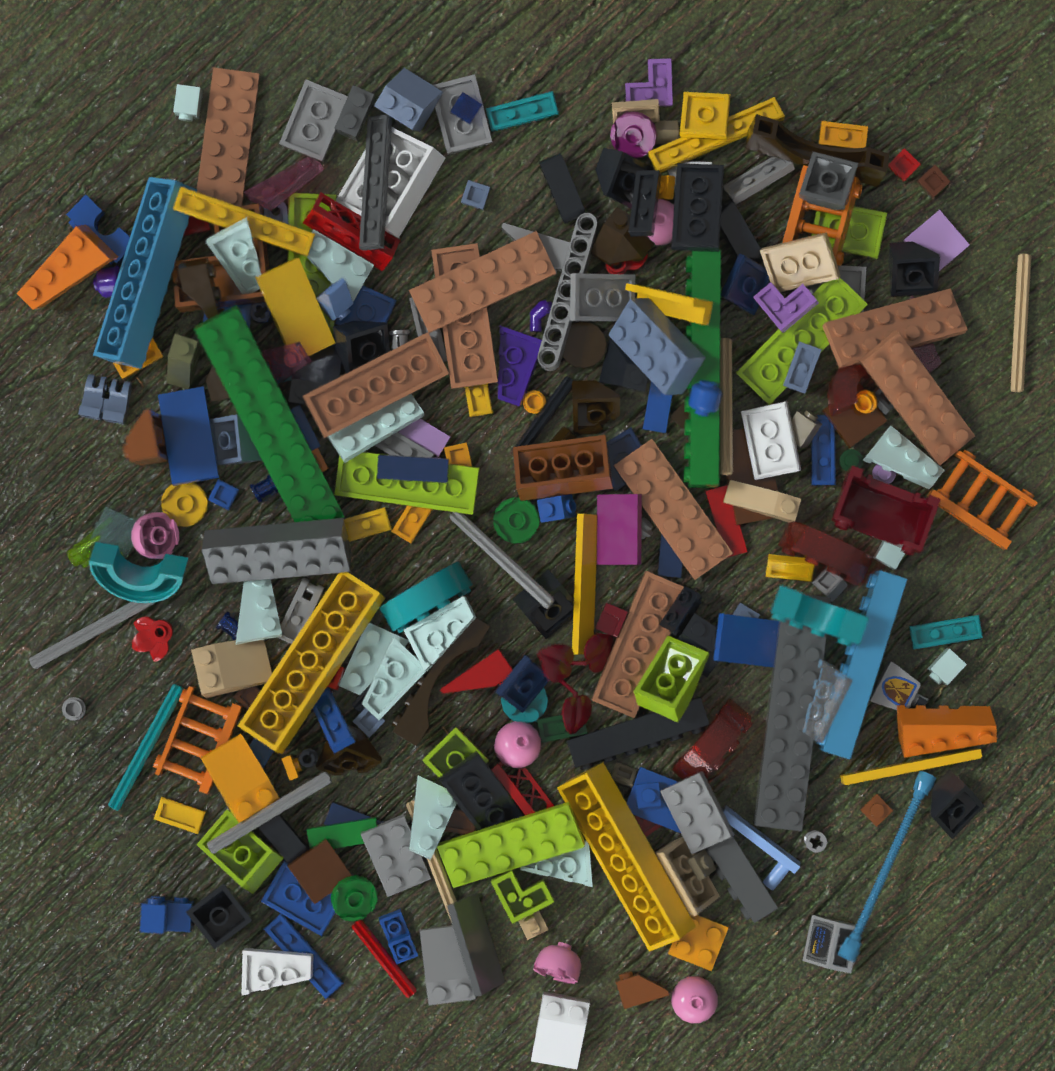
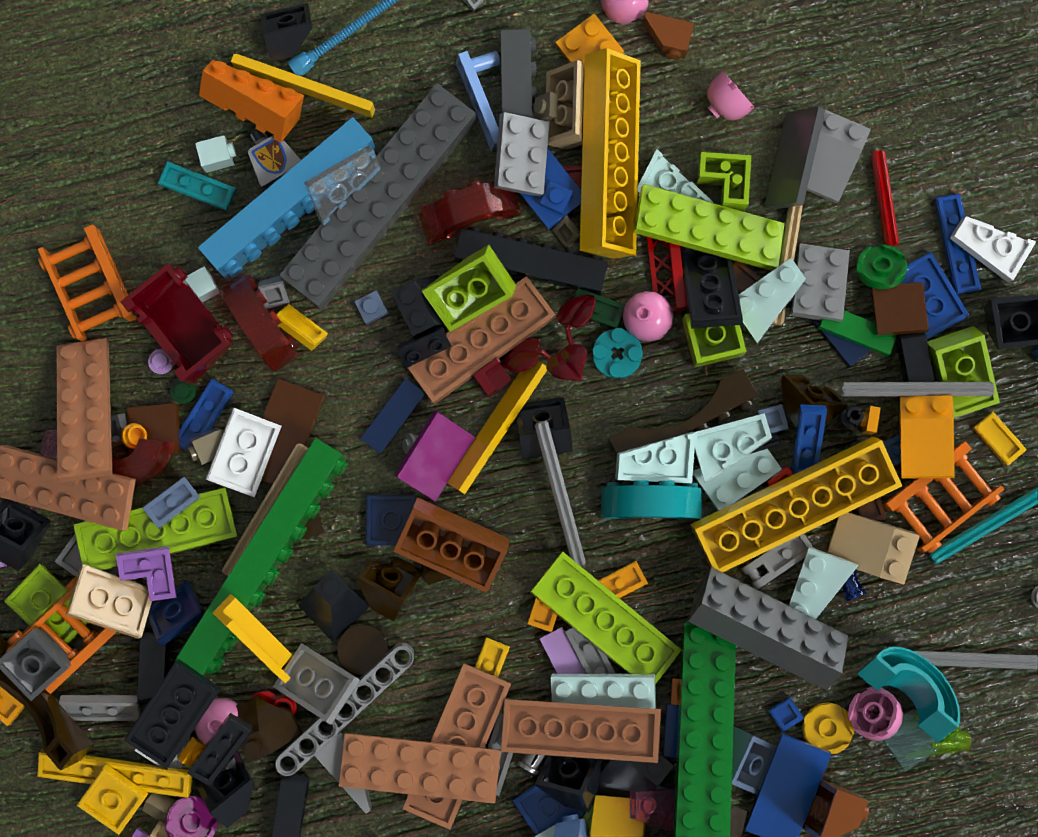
camera: 145 degrees left, 5 degrees down
(149, 639) = (934, 619): red plate -> none
(264, 488) = (746, 696): clear blue bush -> none
(367, 524) = (666, 603): yellow tile -> none
(398, 936) = (860, 209): blue slope -> none
(413, 468) = (593, 629): dark blue tile -> none
(486, 673) = (640, 397): red slope -> none
(516, 366) = (435, 669): dark purple wing -> none
(516, 520) = (525, 523): green tile -> none
(523, 684) = (611, 364): dark blue tile -> none
(533, 925) = (730, 145): tan tile -> none
(534, 401) = (441, 623): light orange plate -> none
(538, 313) = (386, 706): dark purple arm -> none
(546, 412) = (436, 606): black axle -> none
(556, 508) = (480, 511): blue bracket -> none
(560, 1030) = (760, 42): white slope -> none
(656, 346) = (292, 604): sand blue brick -> none
(657, 410) = (321, 557): blue tile -> none
(673, 509) = (373, 445): nougat plate -> none
(705, 397) = (276, 526): blue head -> none
(725, 521) = (332, 409): red tile -> none
(746, 640) = (381, 284): blue tile -> none
(762, 501) = (286, 401): tan slope -> none
(812, 834) = (433, 64): light grey bush -> none
(818, 616) = (298, 258): teal brick -> none
(876, 810) = (359, 67): dark orange plate -> none
(903, 457) = (135, 368): light aqua wing -> none

